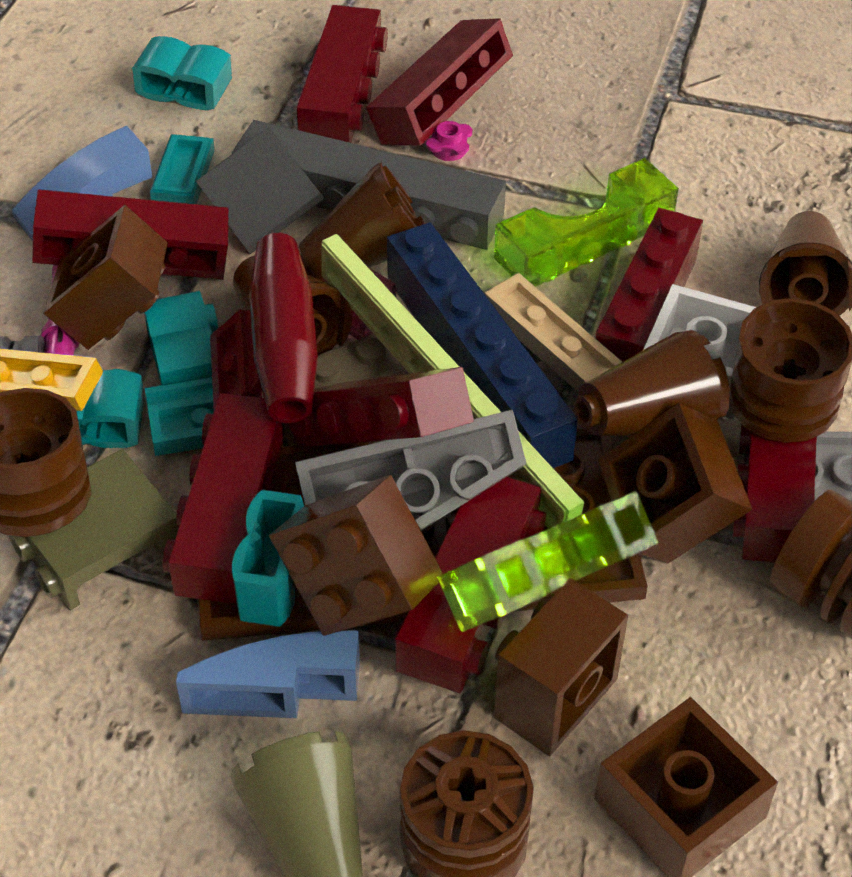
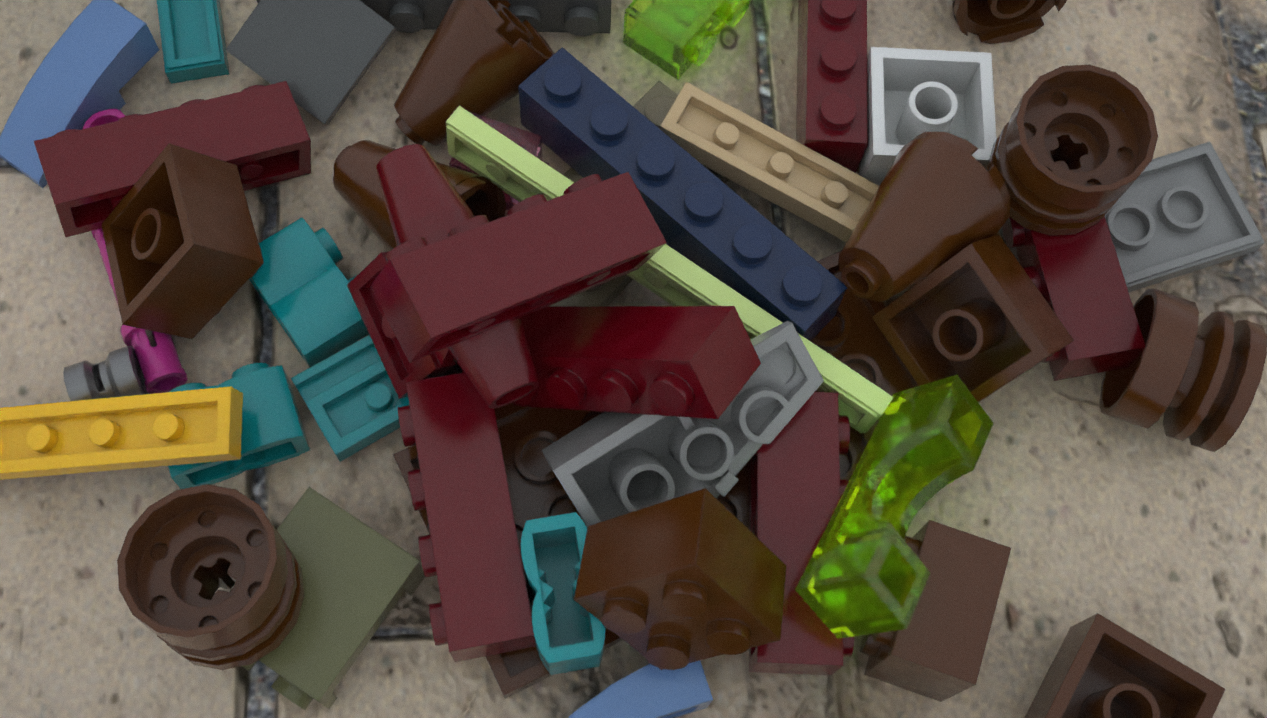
camera: 25 degrees left, 20 degrees up
(325, 315) = (514, 263): none -> dark red brick

